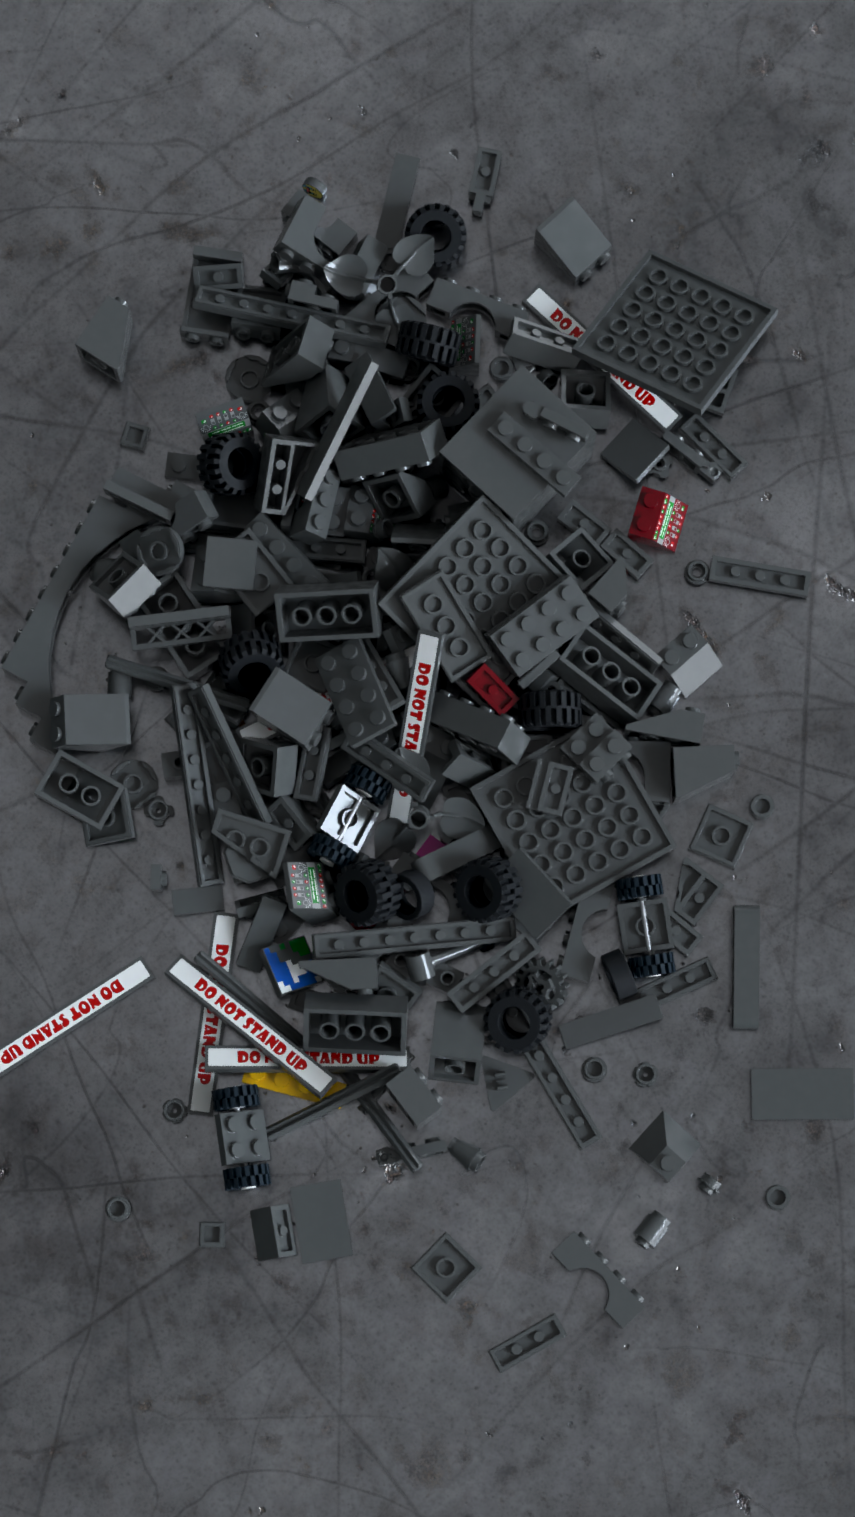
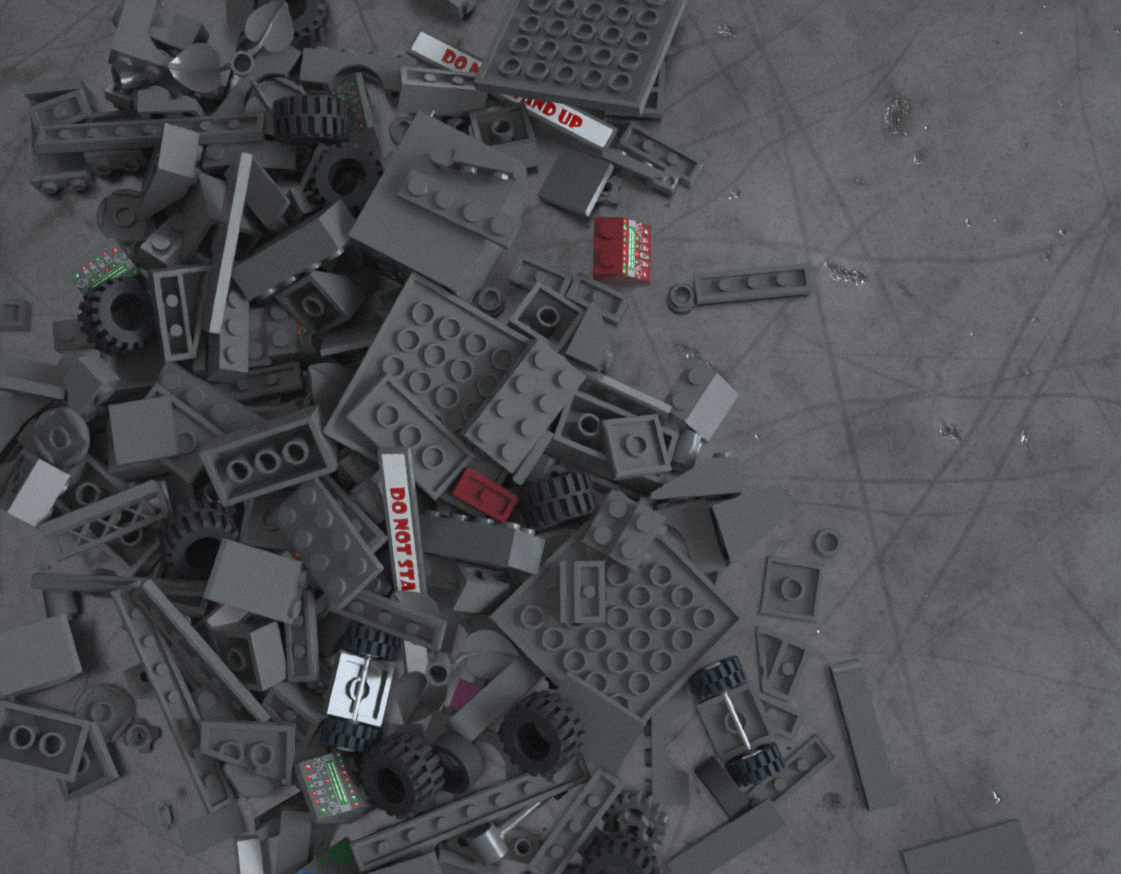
camera: 10 degrees left, 0 degrees up
(623, 683) = (635, 447): none -> dark grey tile

